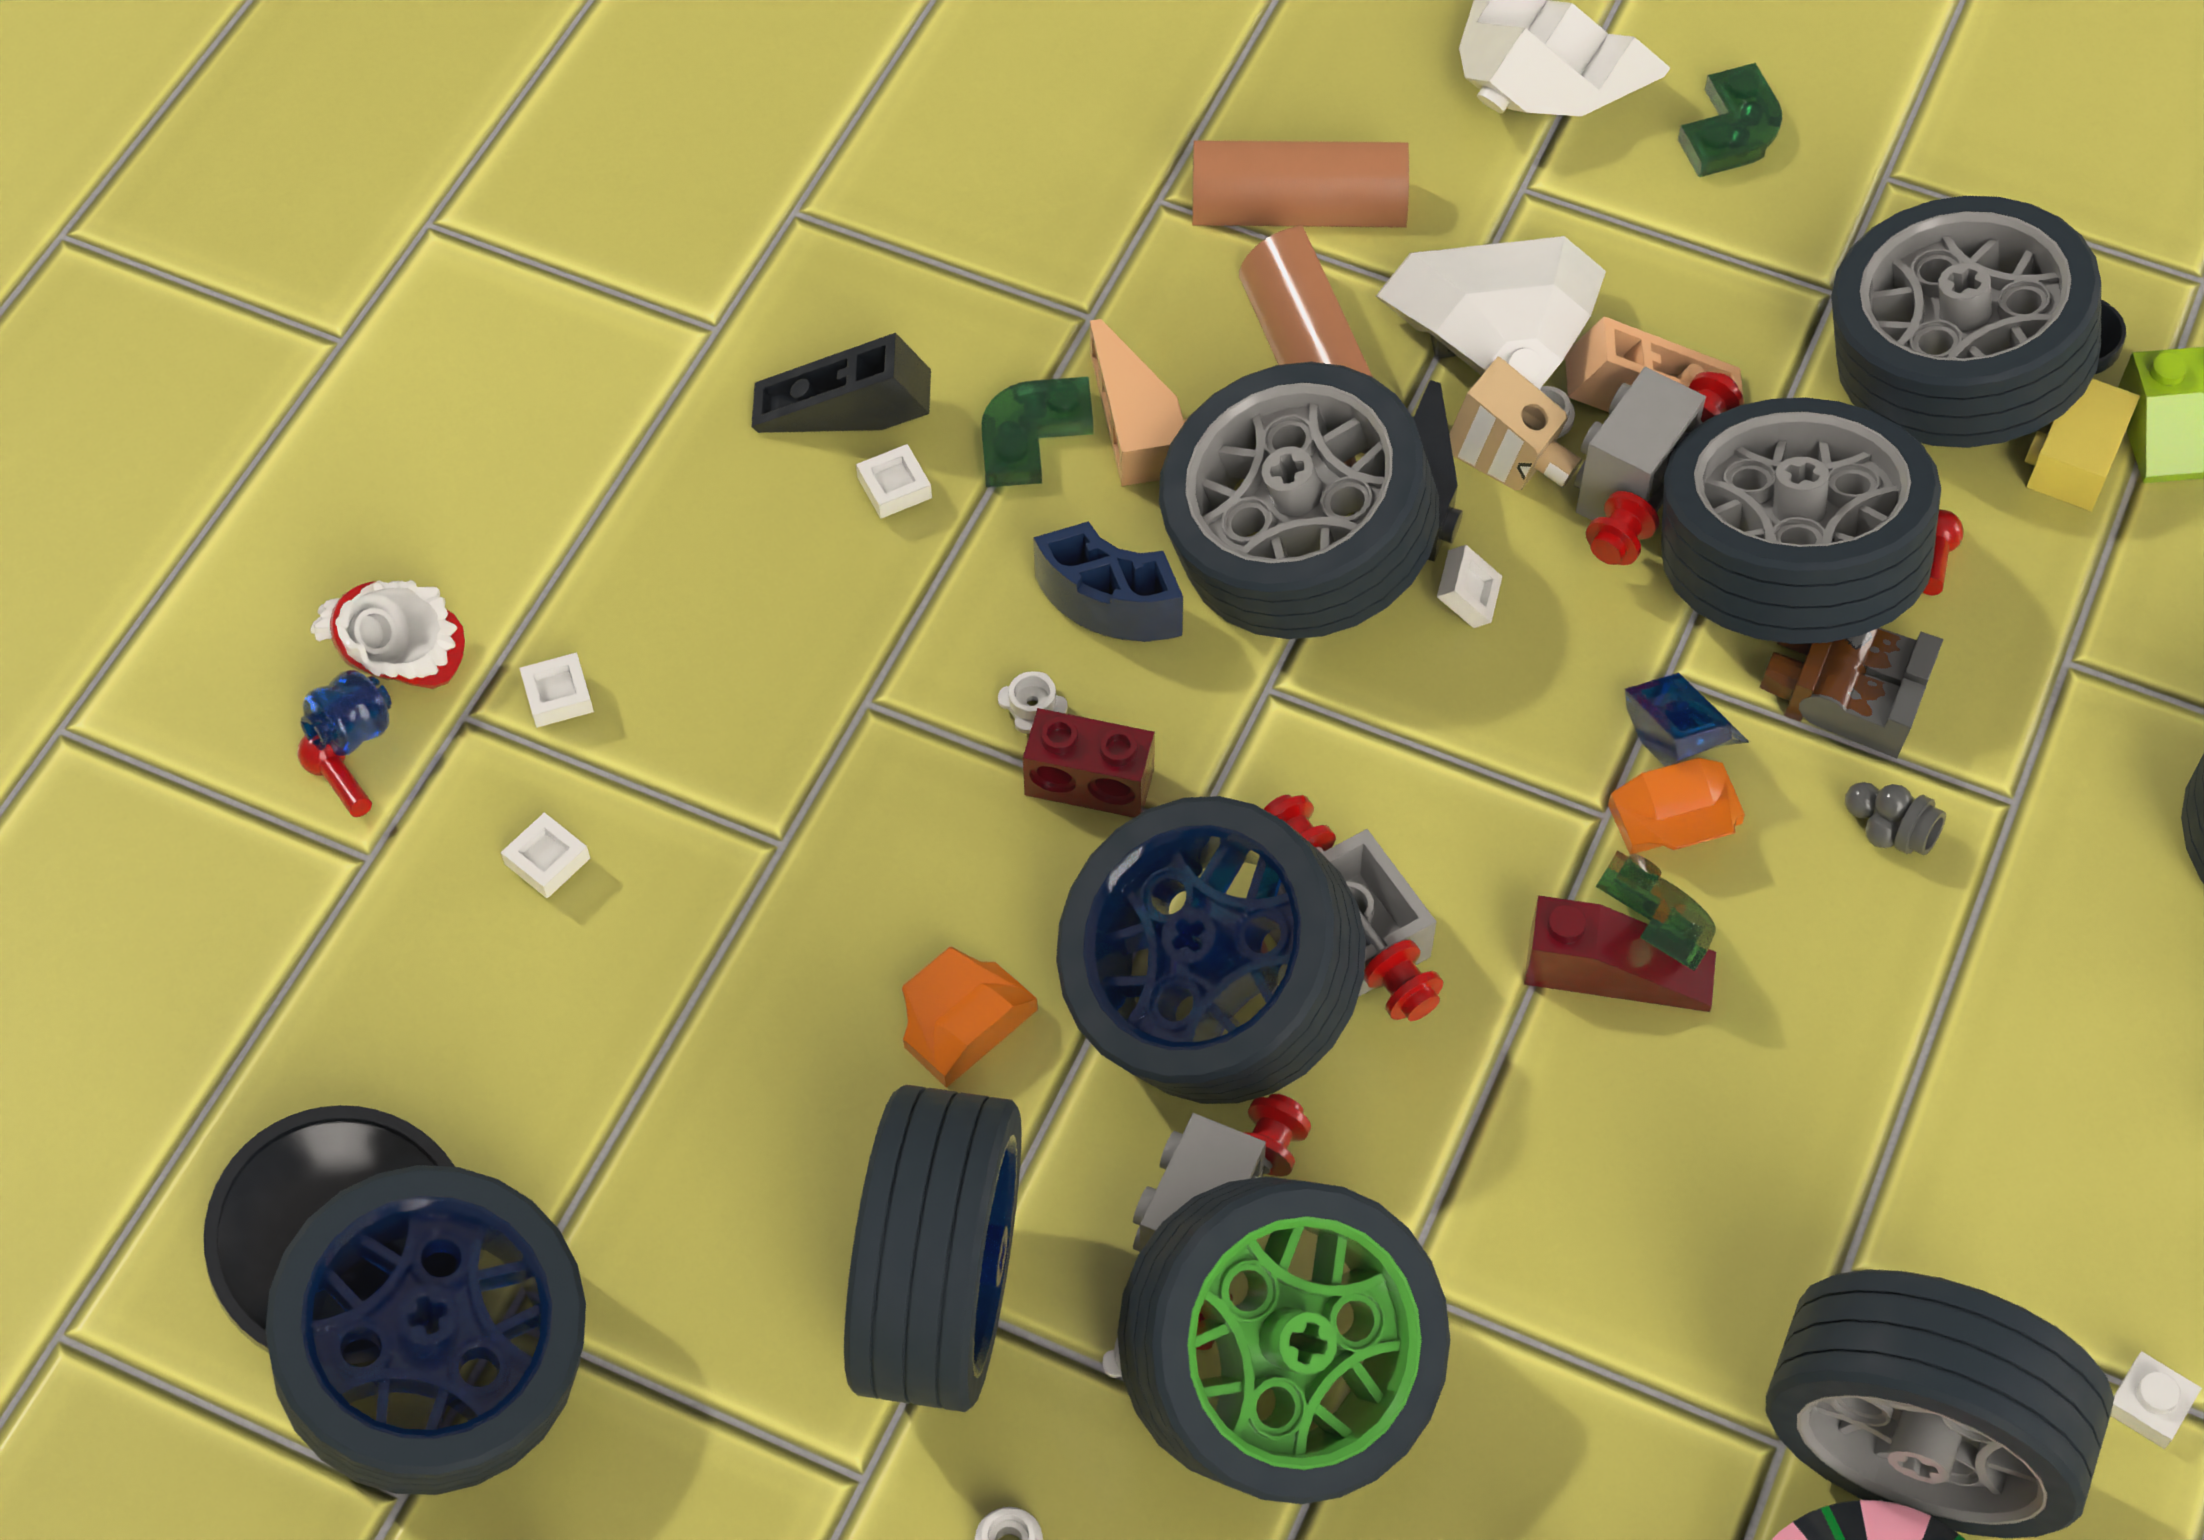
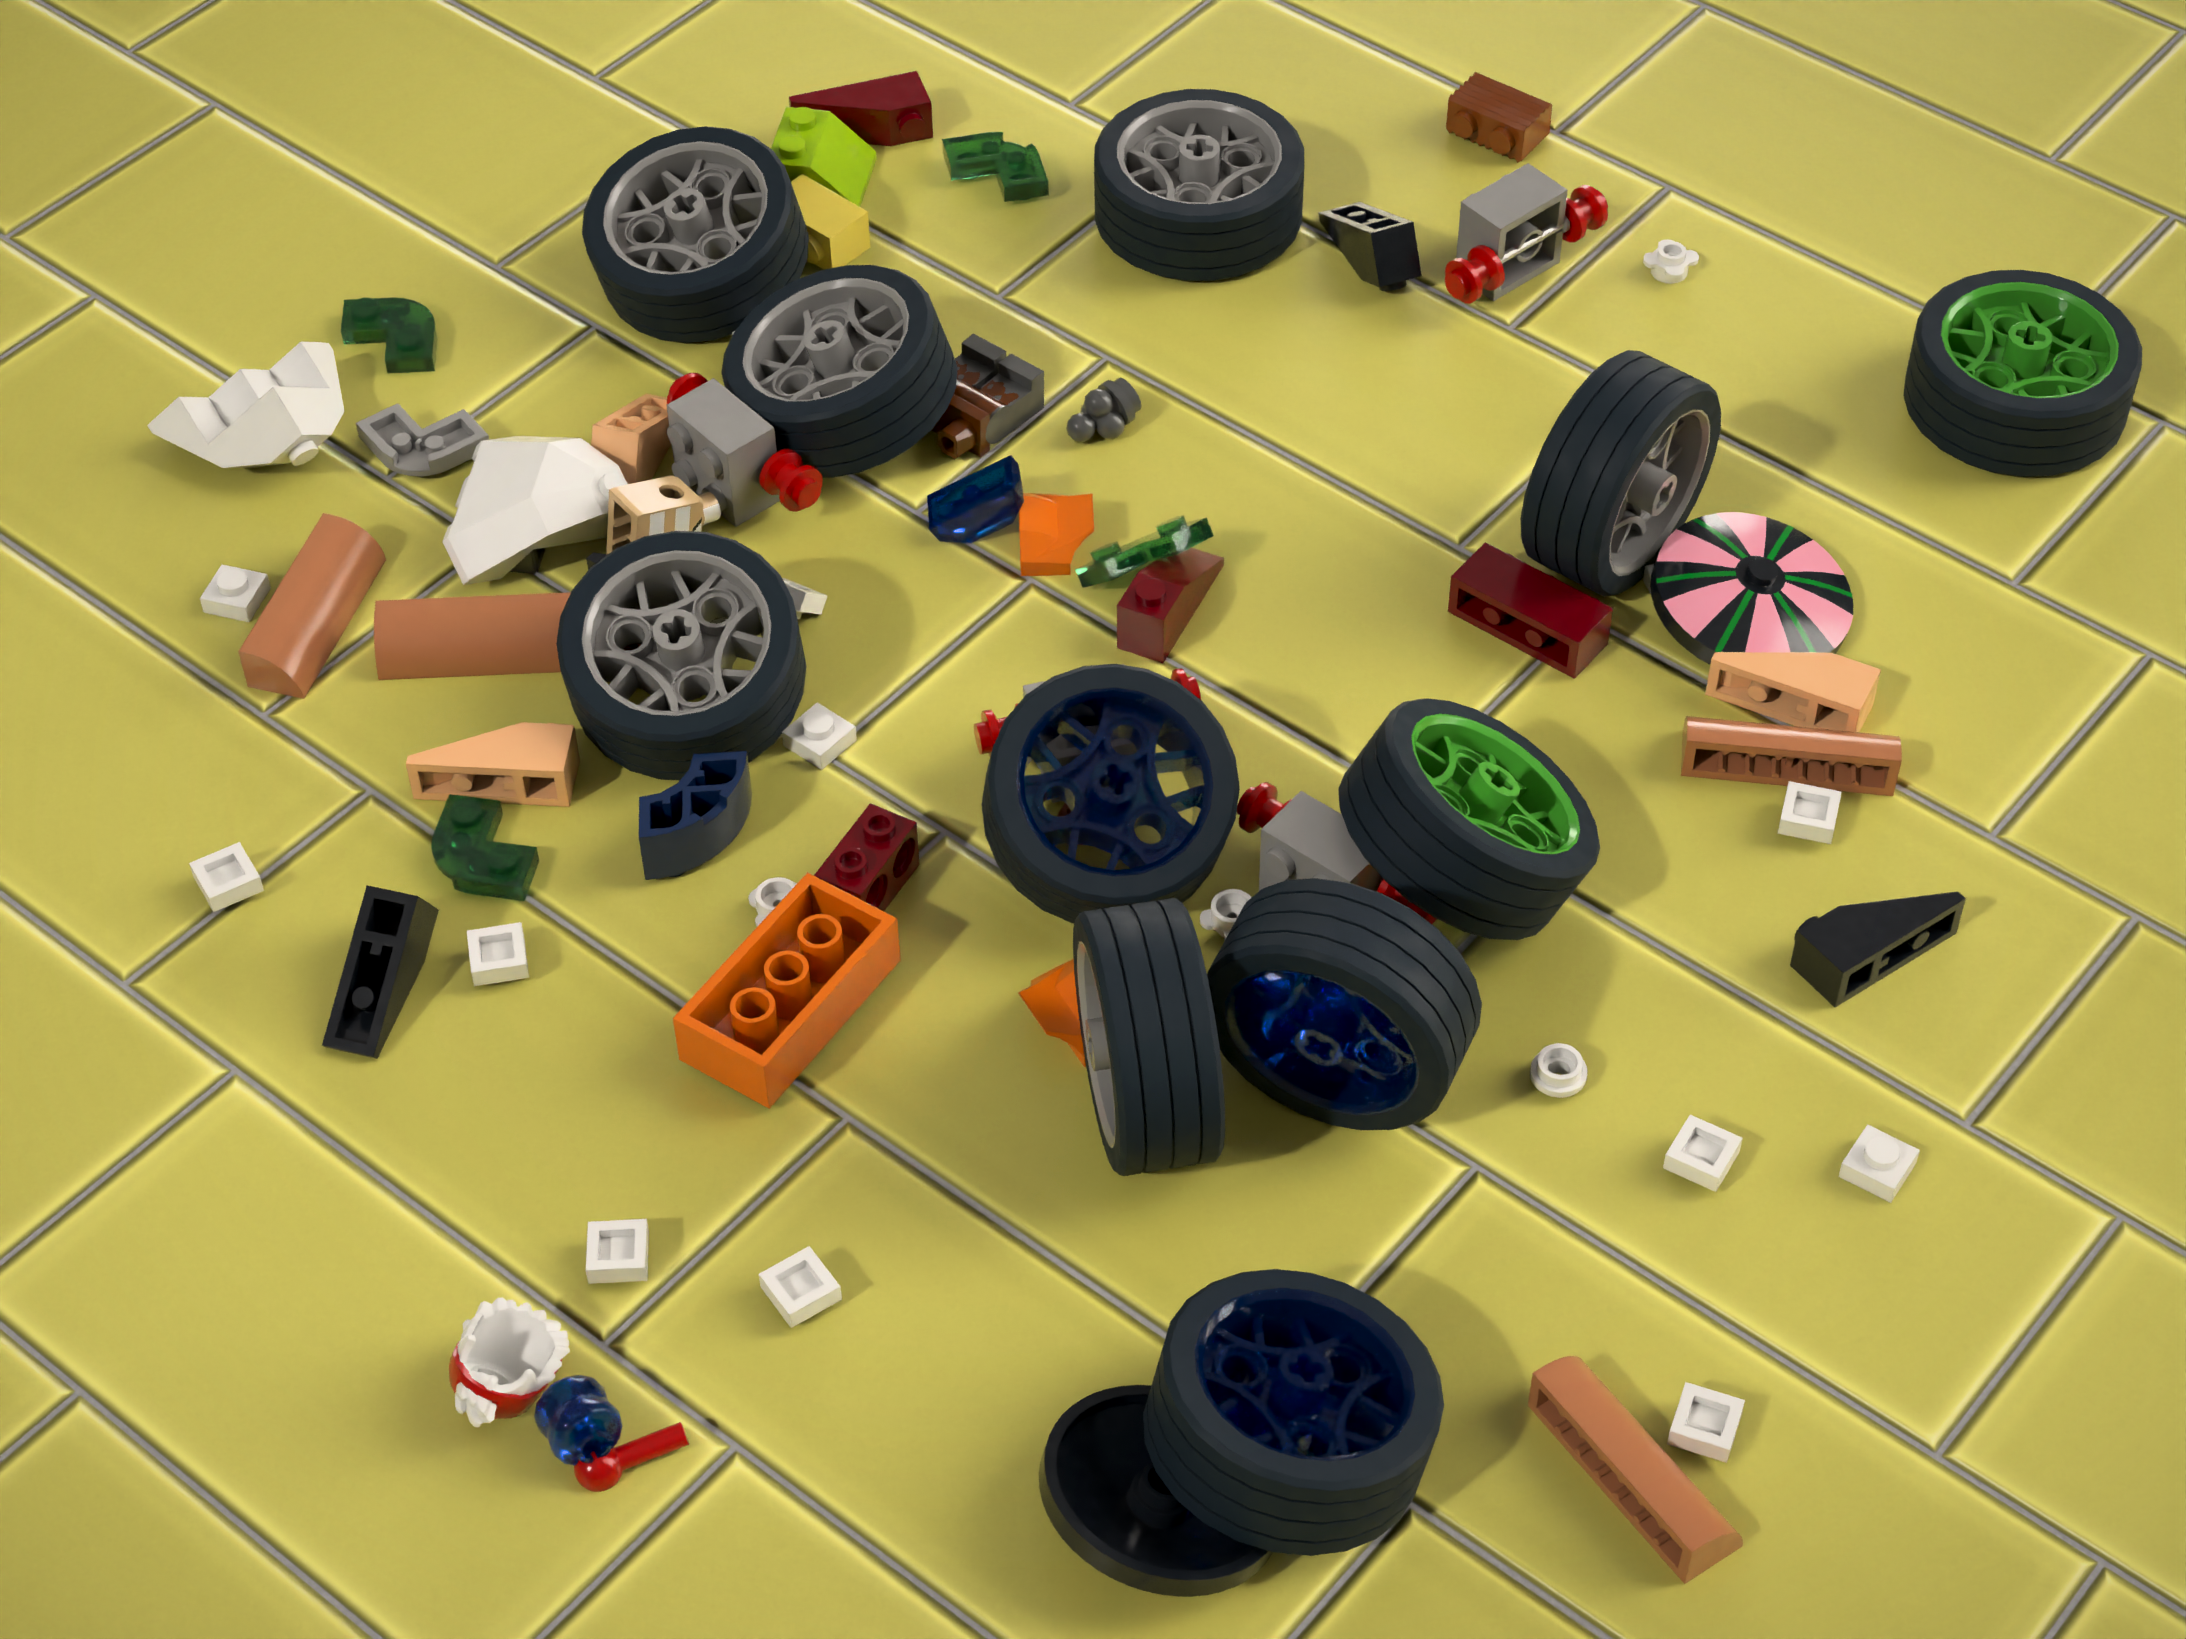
camera: 75 degrees left, 10 degrees down
(819, 1043) = (1149, 1036): none -> black wheel
(897, 734) = (787, 990): none -> orange brick
(928, 238) = (226, 877): none -> white plate
(1137, 1124) = (1224, 911): none -> white plate
(1284, 673) = (819, 736): none -> white plate
(1305, 118) = (235, 593): none -> white plate
(1561, 198) = (419, 451): none -> light grey plate
(1725, 1406) = (1530, 610): none -> dark red brick

